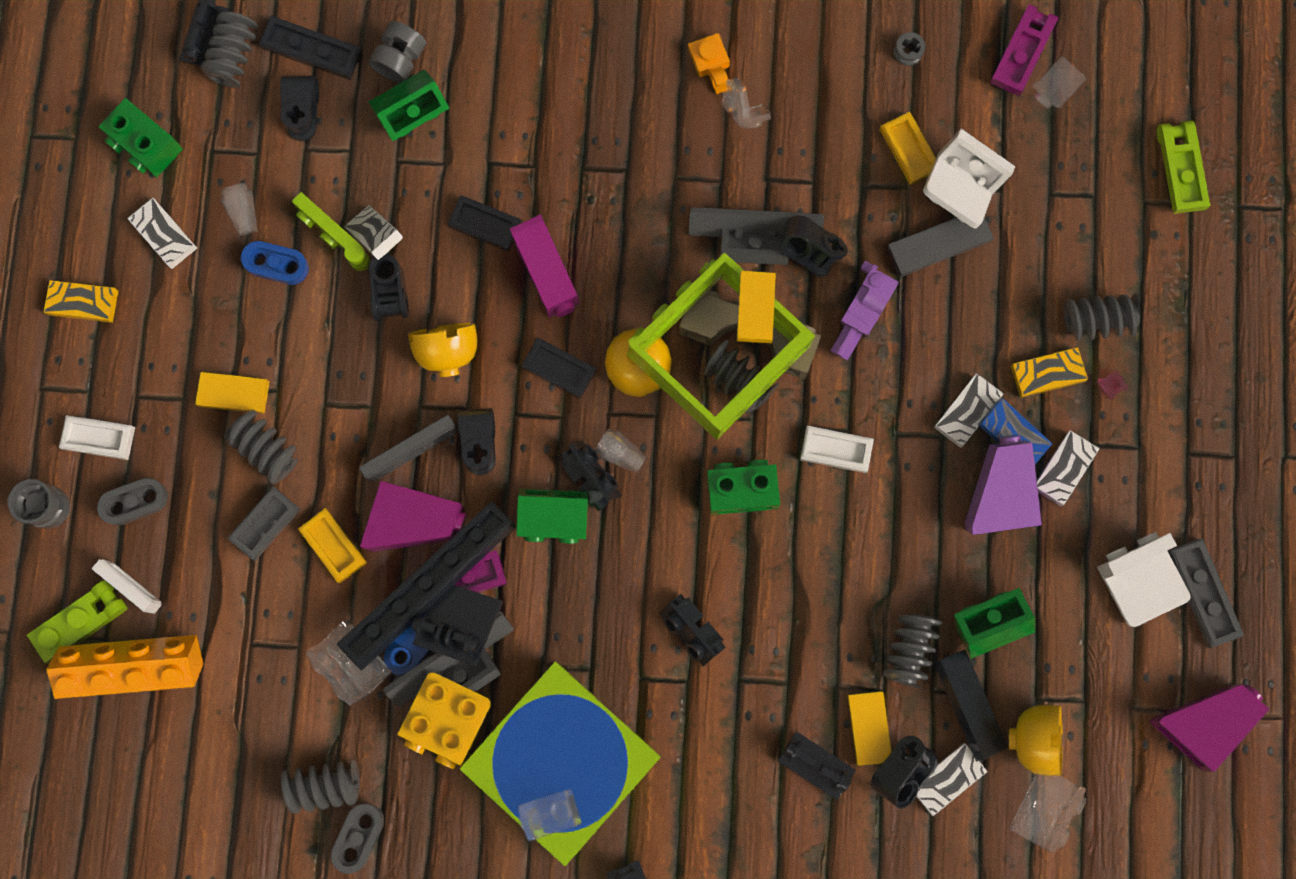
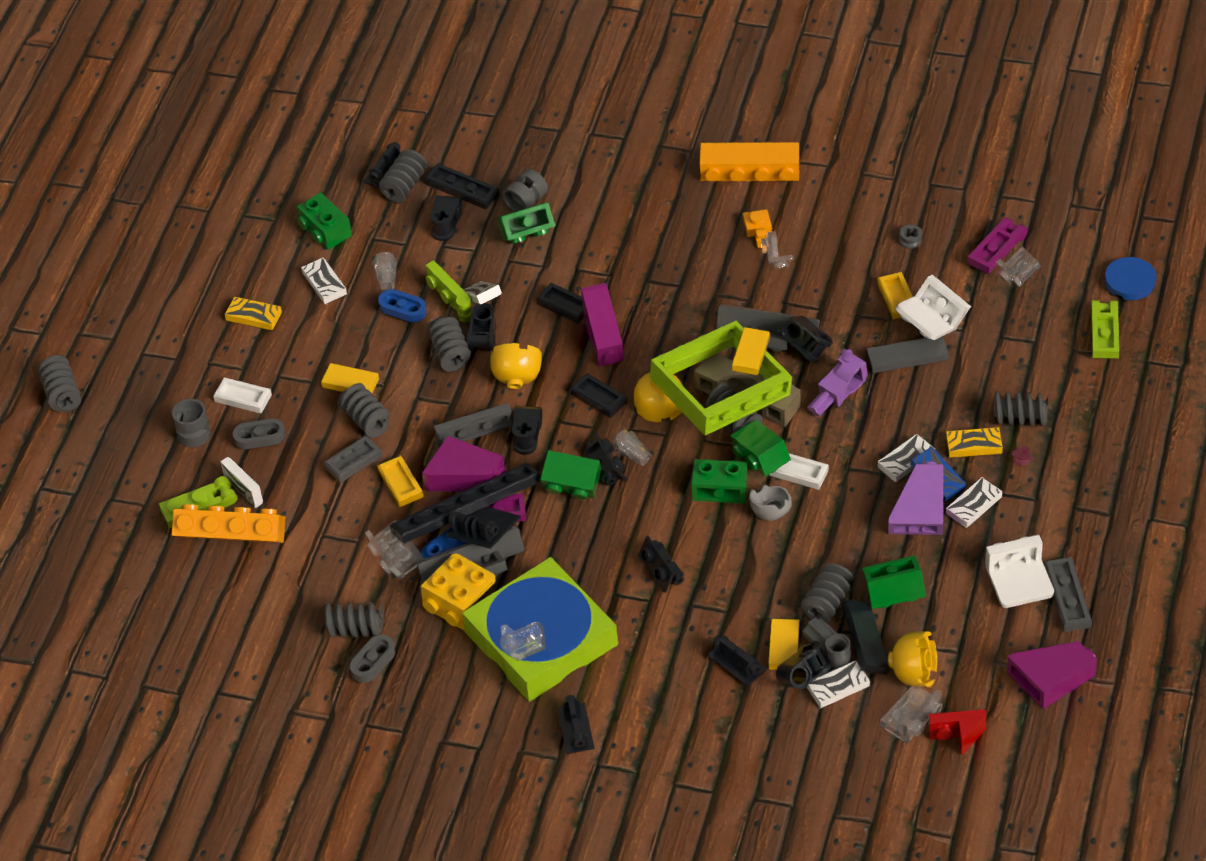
camera: 10 degrees right, 30 degrees down
(348, 320) = (448, 343): none -> dark grey piece
(787, 437) = (760, 448): none -> green brick
(814, 514) = (770, 502): none -> light grey hair
(924, 720) = (833, 646): none -> dark grey piece
(1121, 827) = (961, 724): none -> red slope
(1200, 78) = (1130, 278): none -> blue tile

